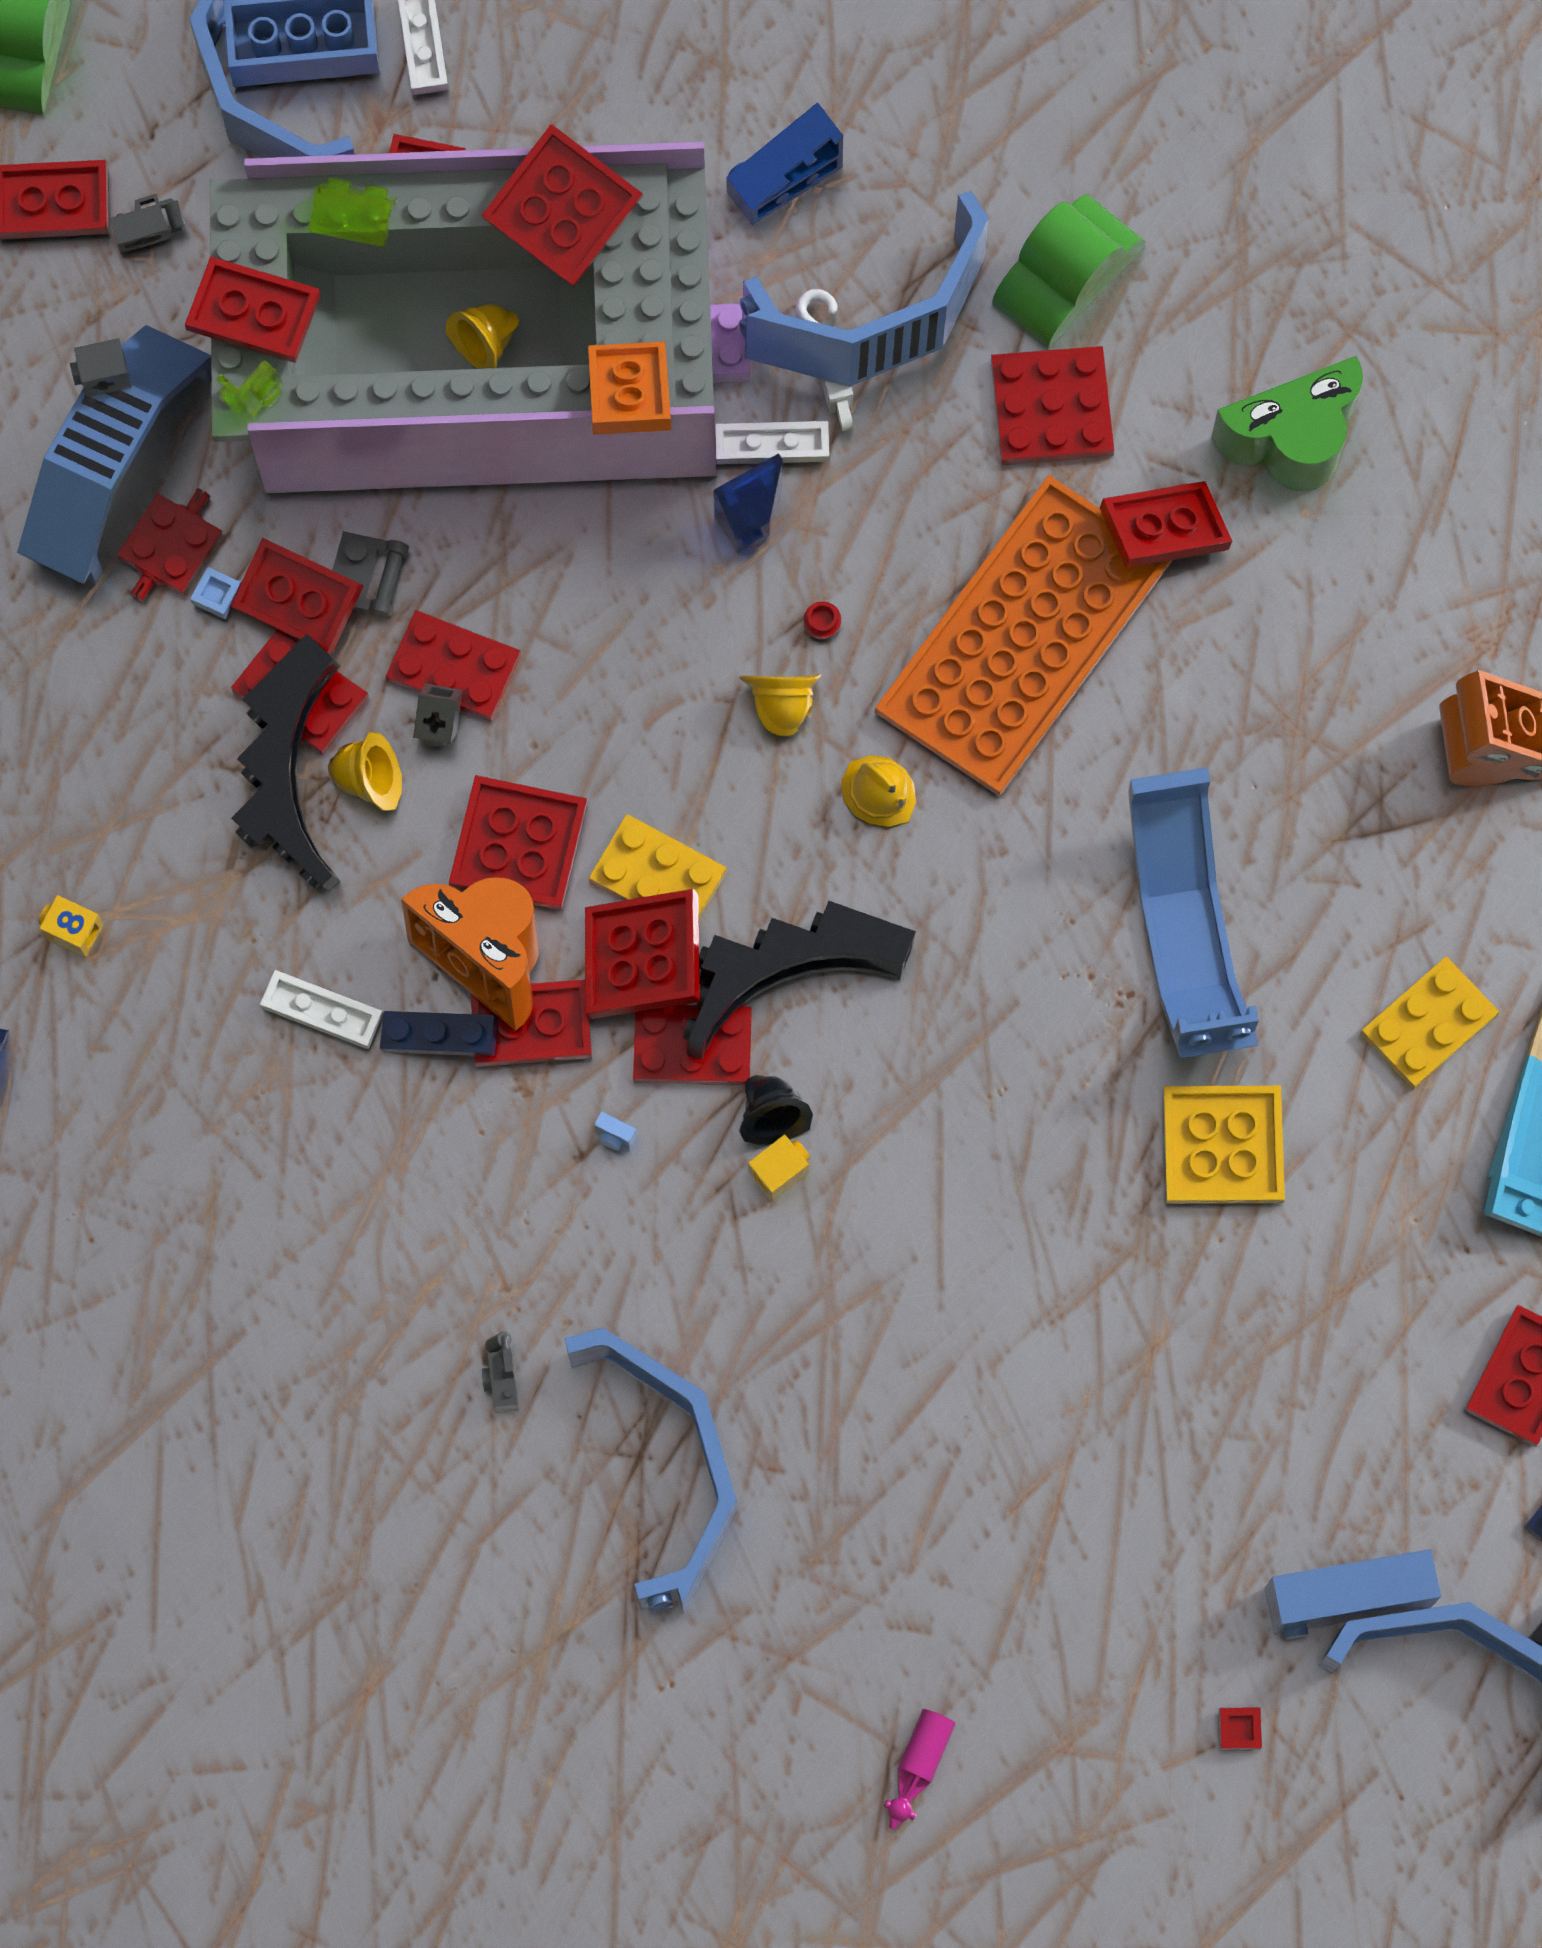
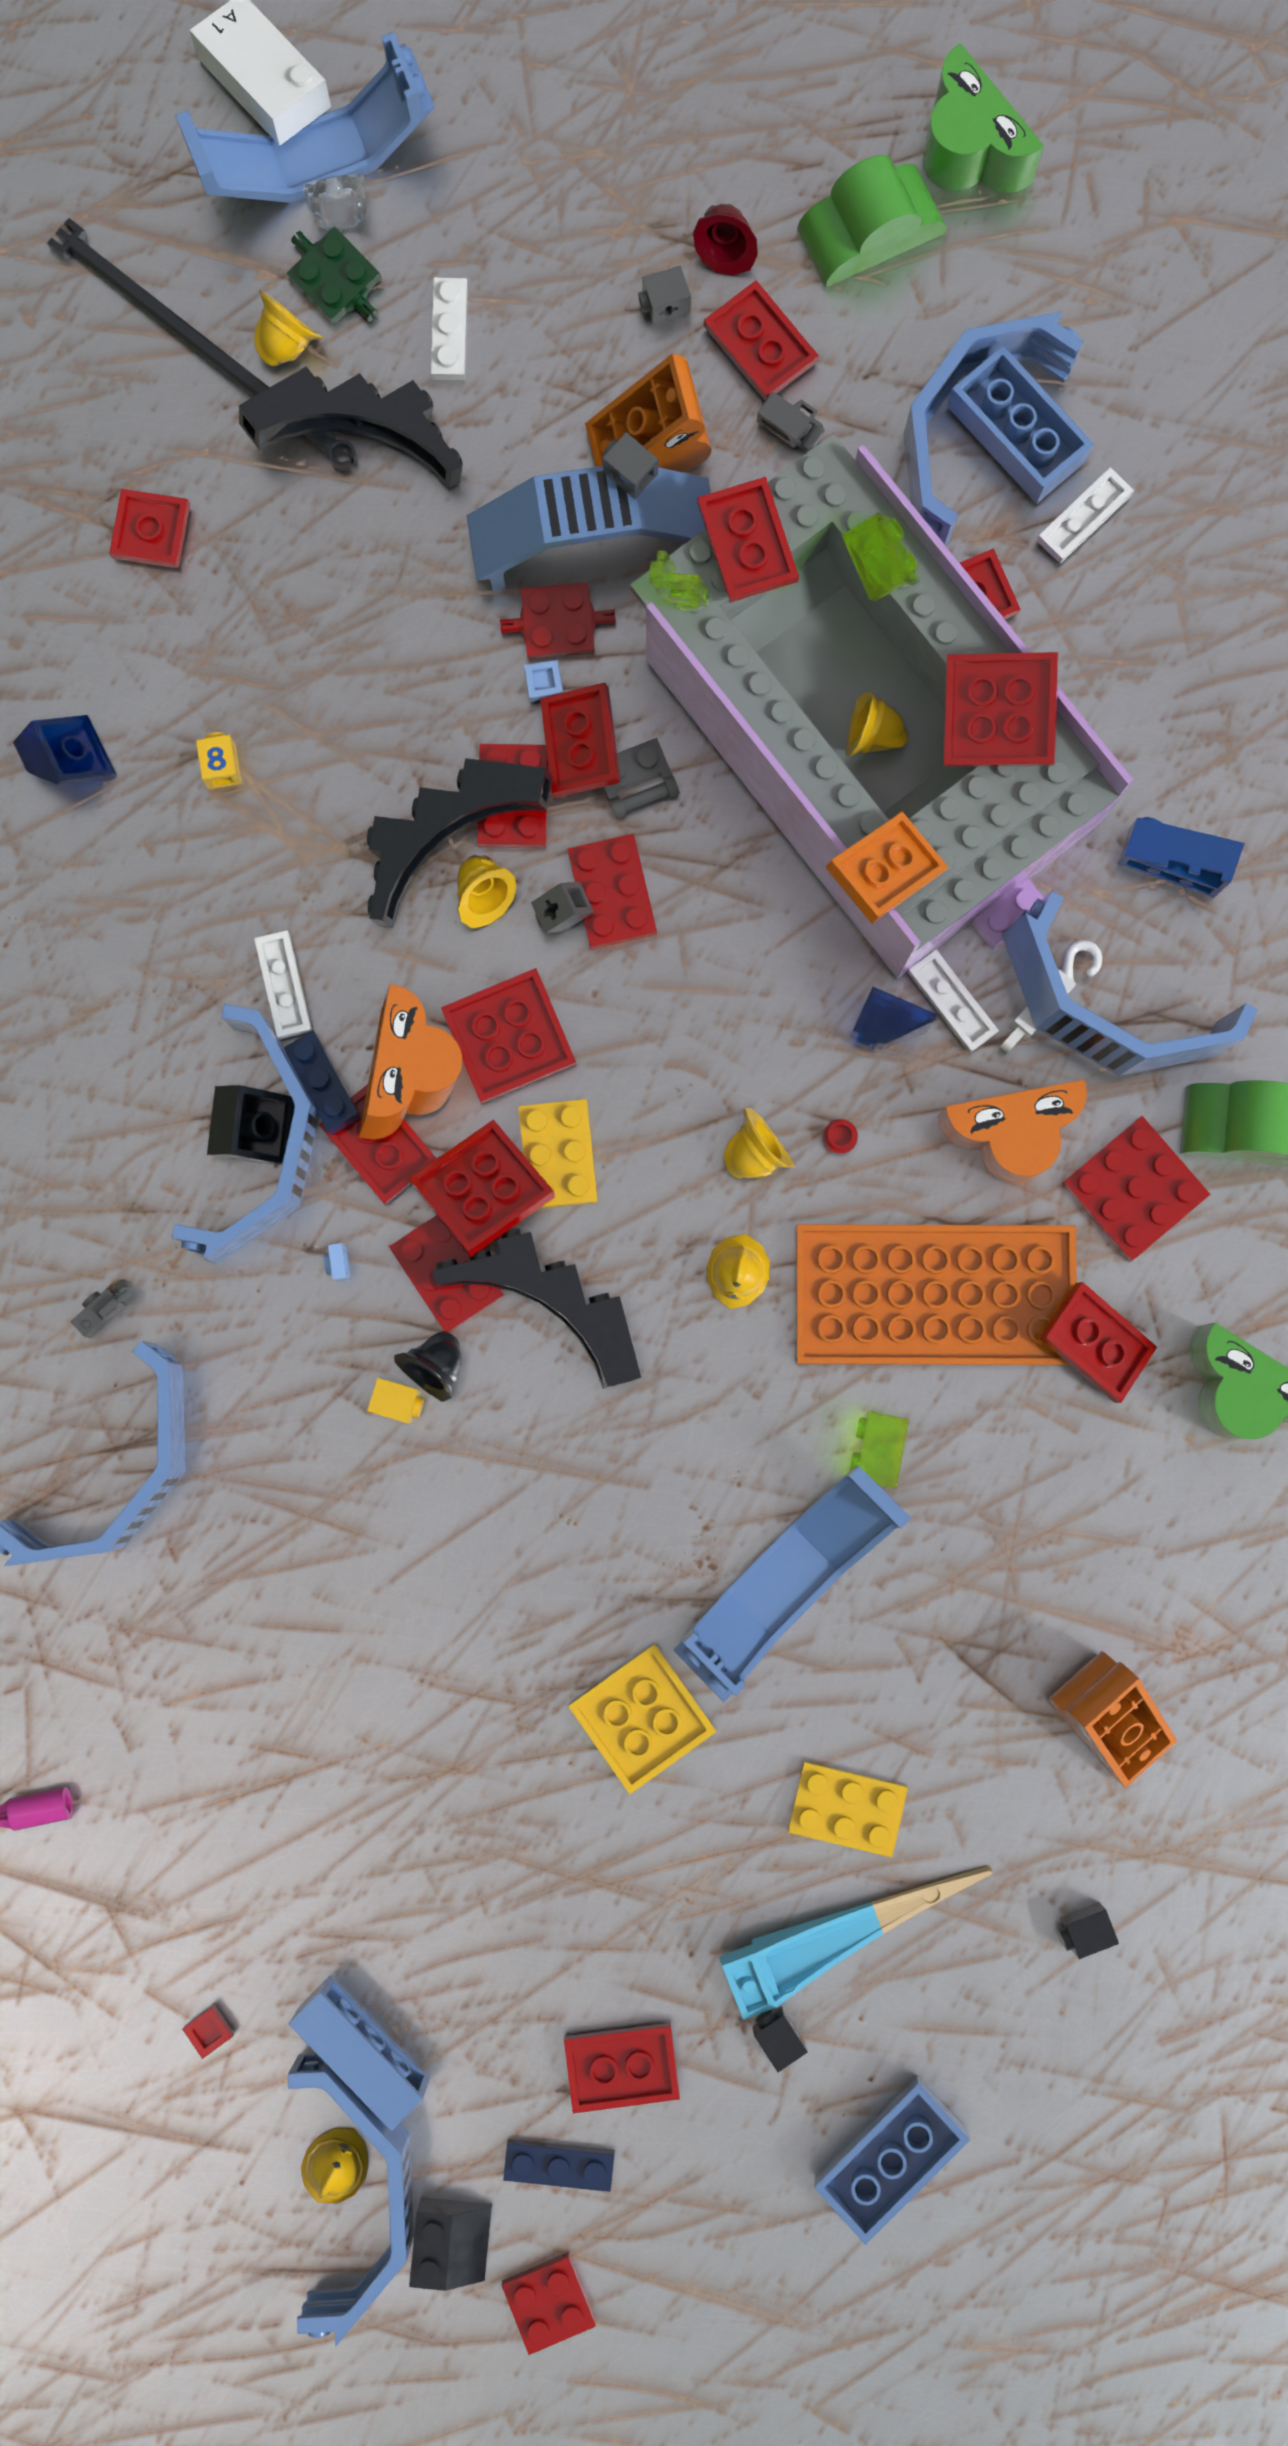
camera: 55 degrees right, 10 degrees up
(55, 318) = (660, 415): none -> orange brick
(429, 1125) = (250, 1124): none -> black slope
(450, 1057) = (296, 1160): none -> medium blue panel
(929, 467) = (1015, 1130): none -> orange brick
(1116, 765) = (880, 1447): none -> clear neon green bracket
(1443, 1700) = (335, 2166): none -> yellow piece

